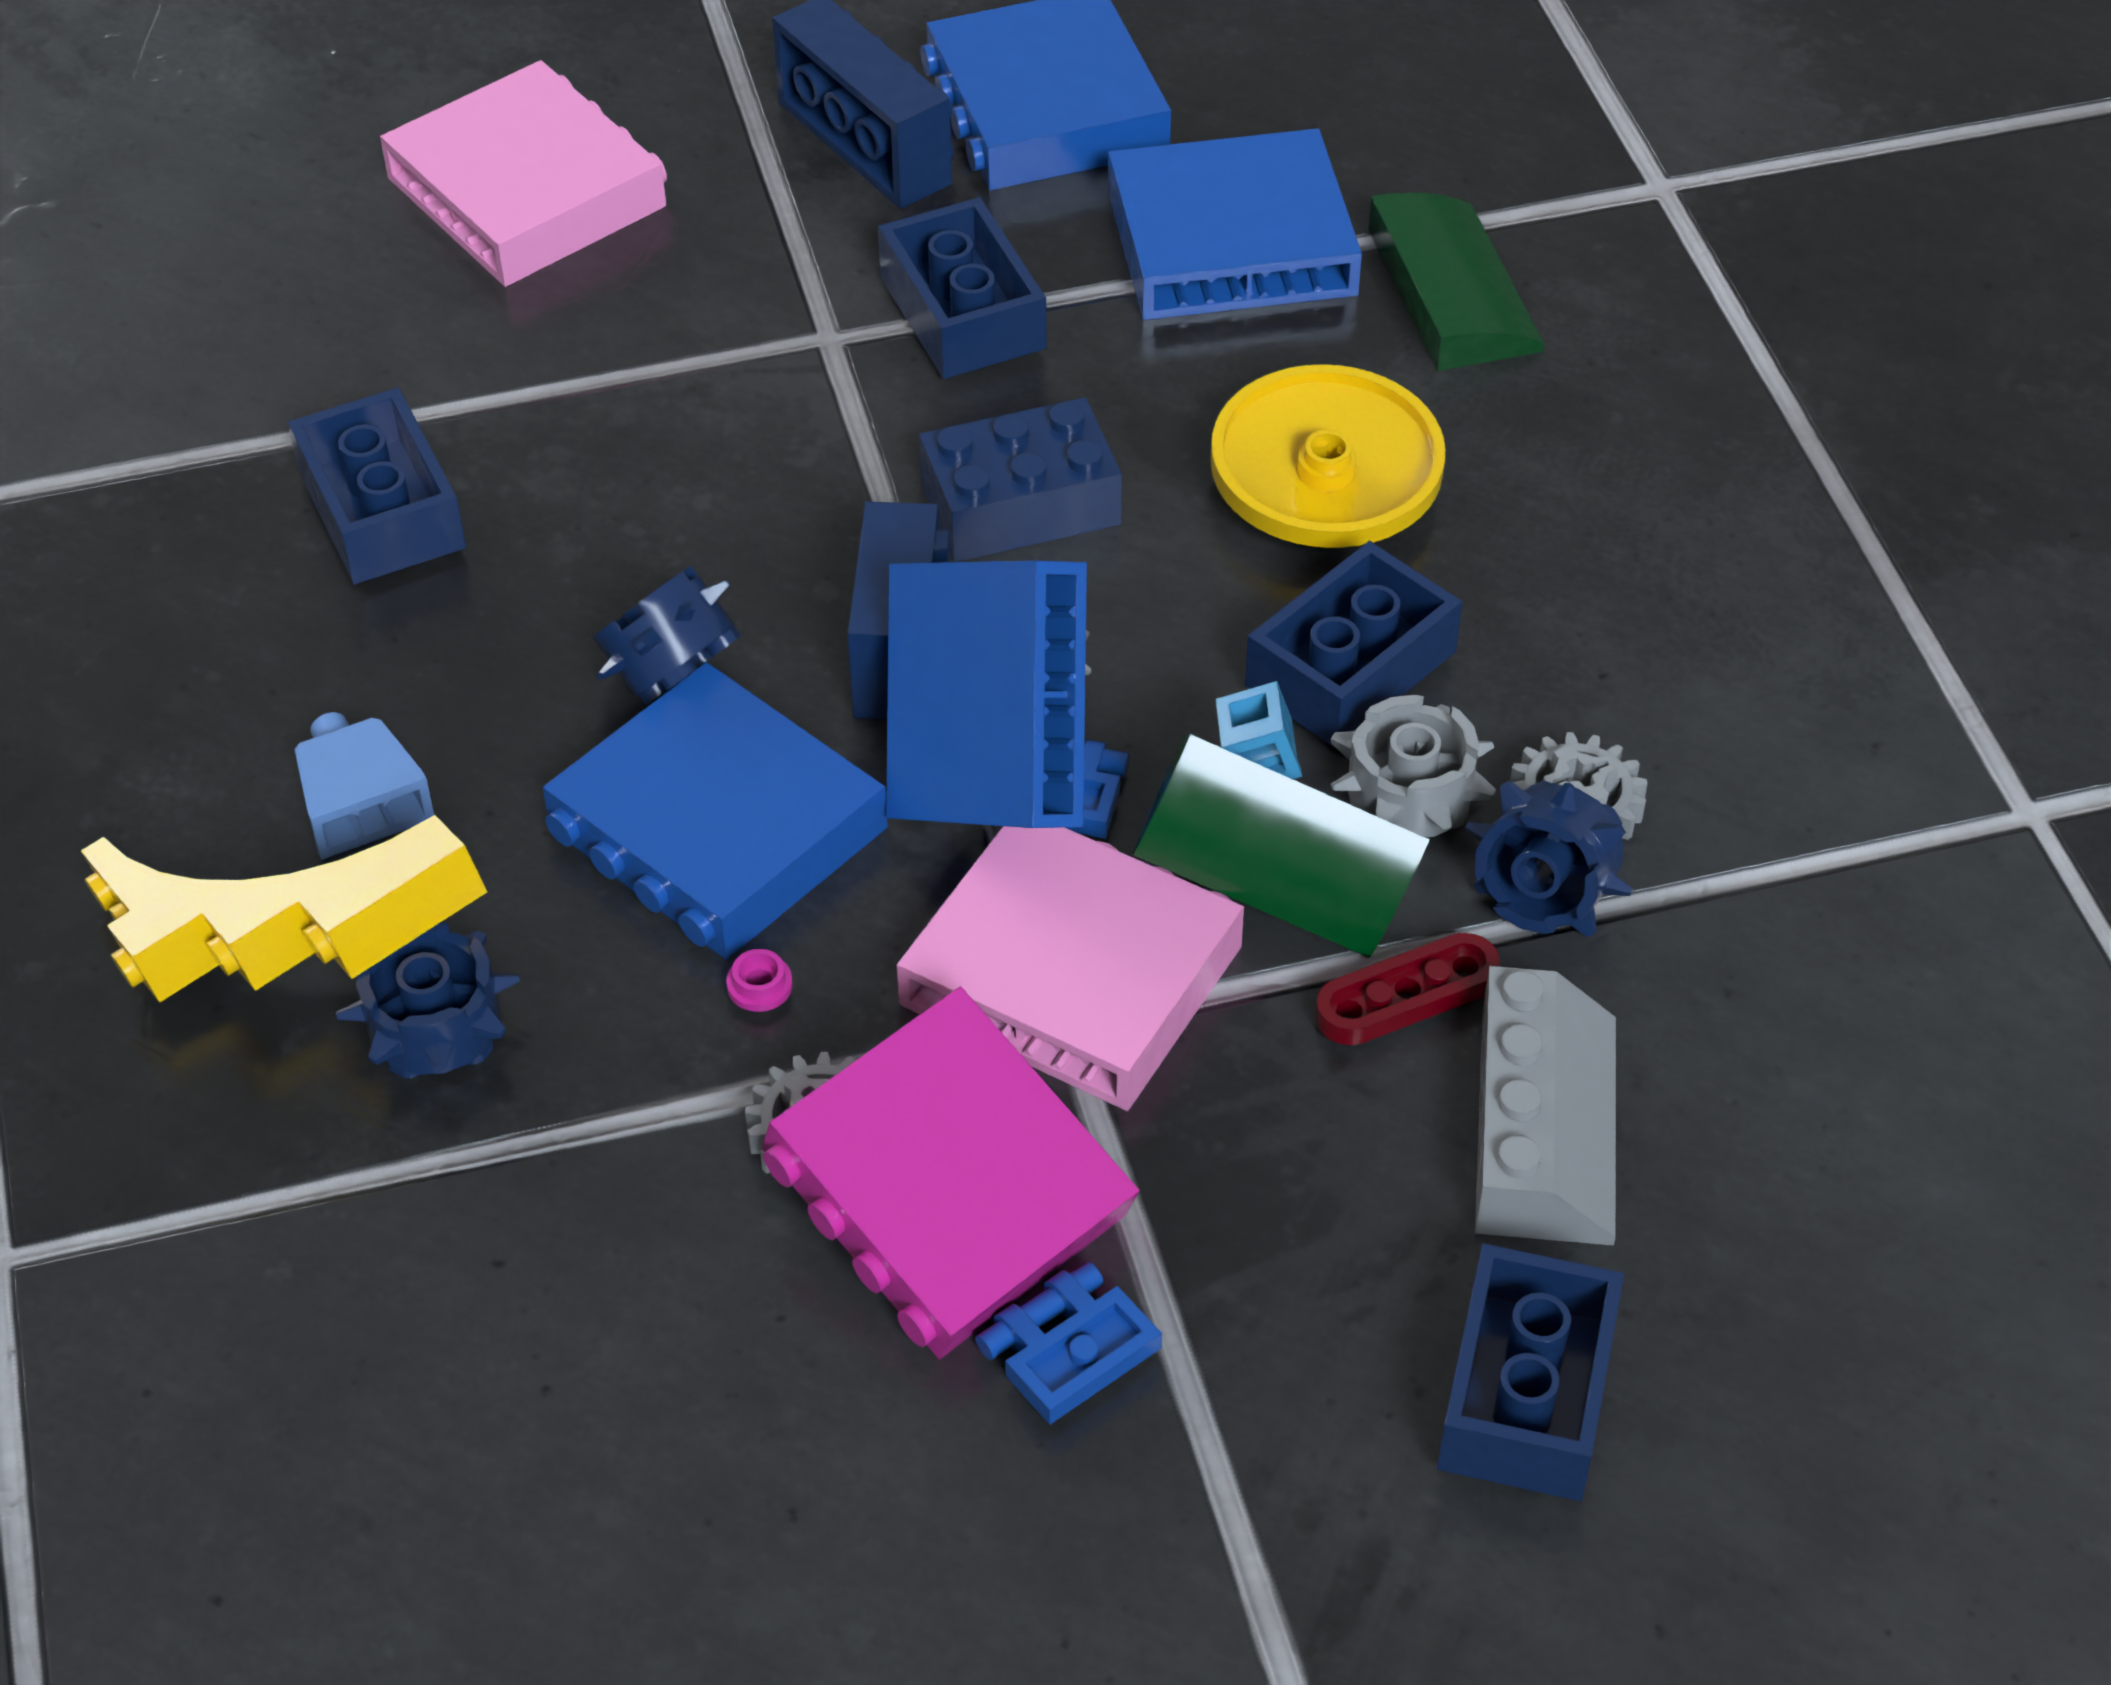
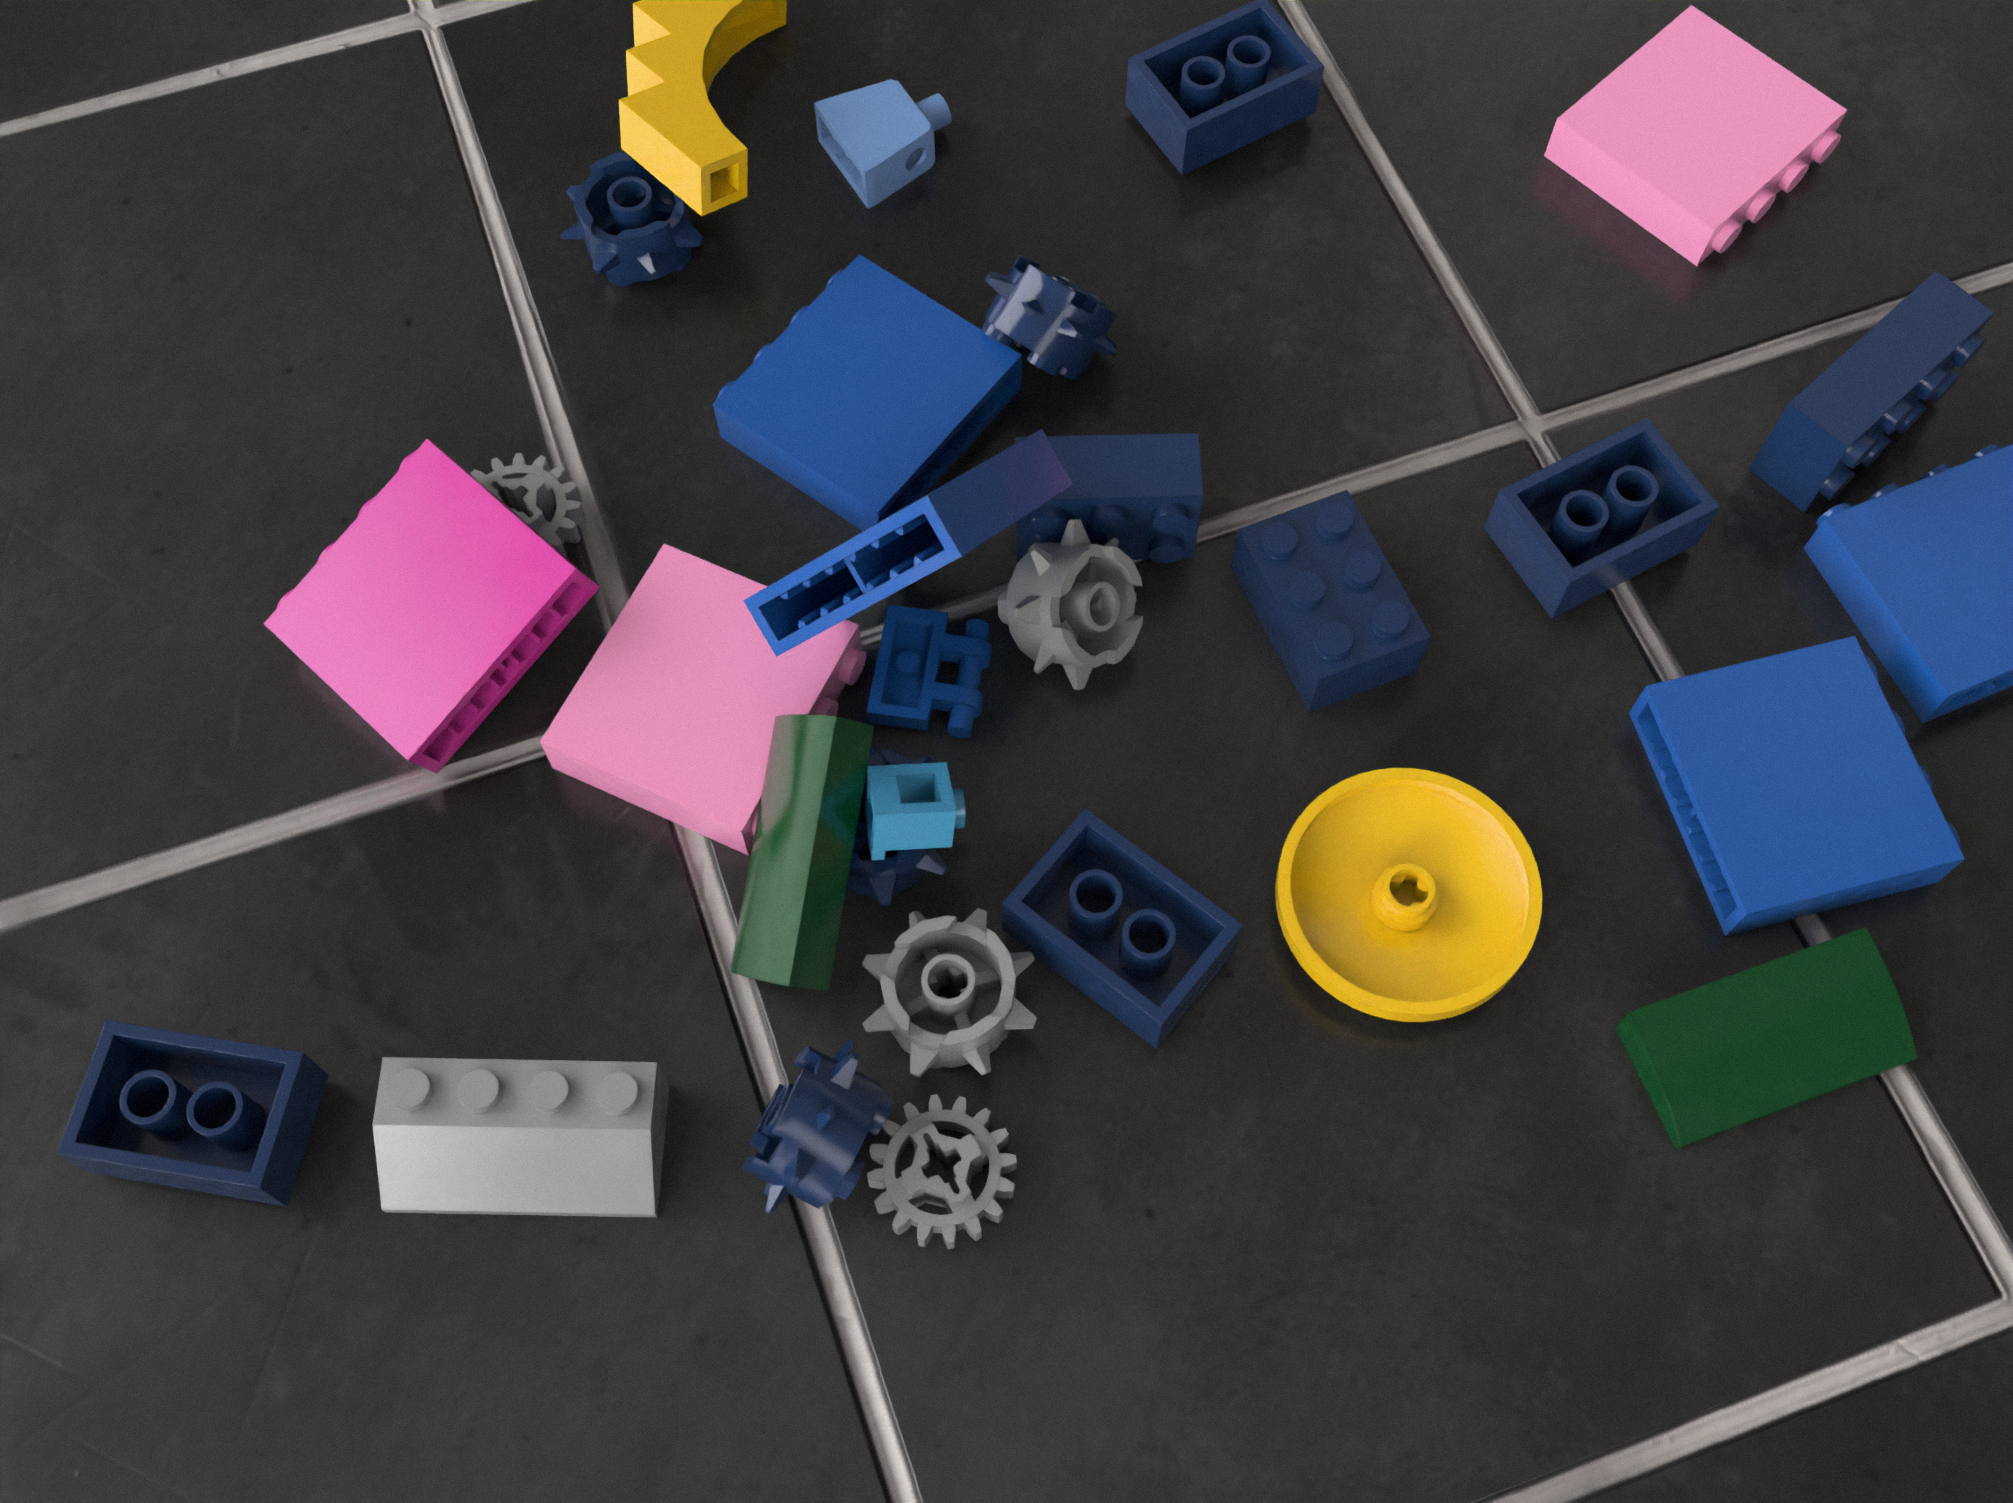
camera: 85 degrees right, 15 degrees up
(754, 968) = (679, 444): dark pink plate -> none
(1078, 1355) = (272, 741): blue plate -> none
(1422, 972) = (670, 978): dark red plate -> none

